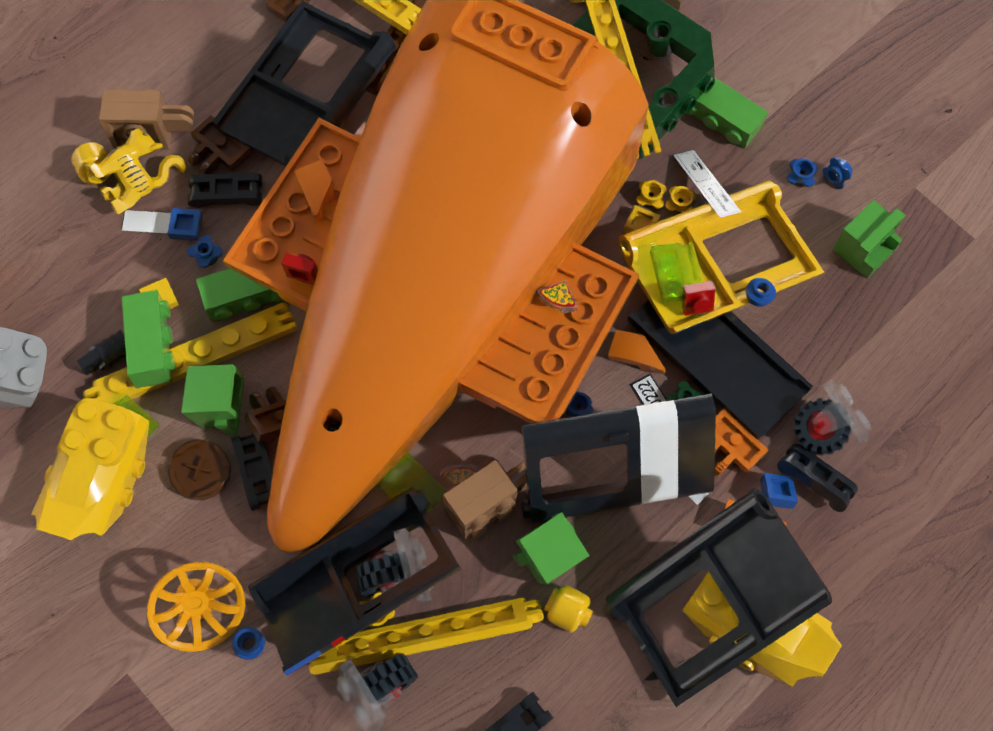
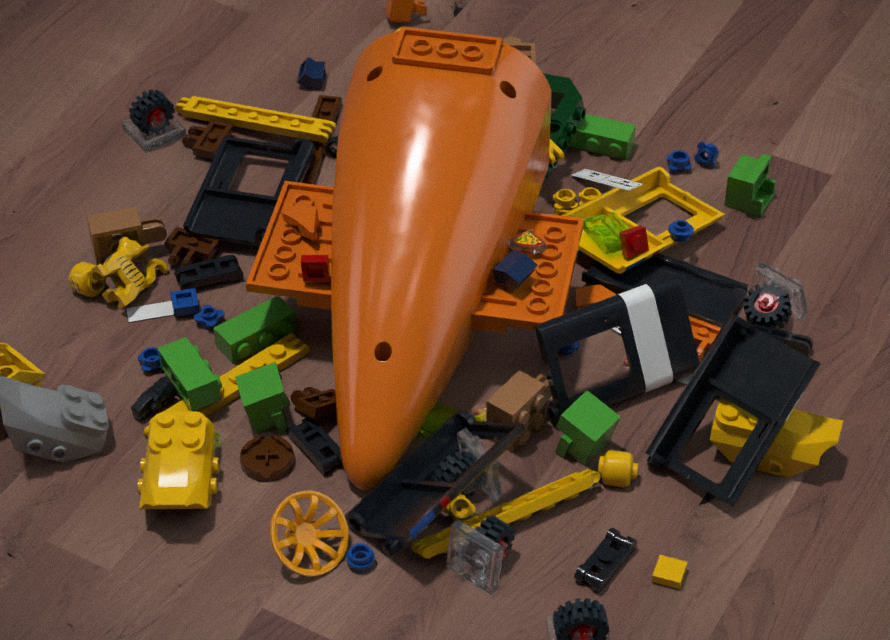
camera: 15 degrees left, 25 degrees down
(121, 288) = (150, 359): none -> blue plate
(526, 337) = (514, 270): none -> dark blue piece

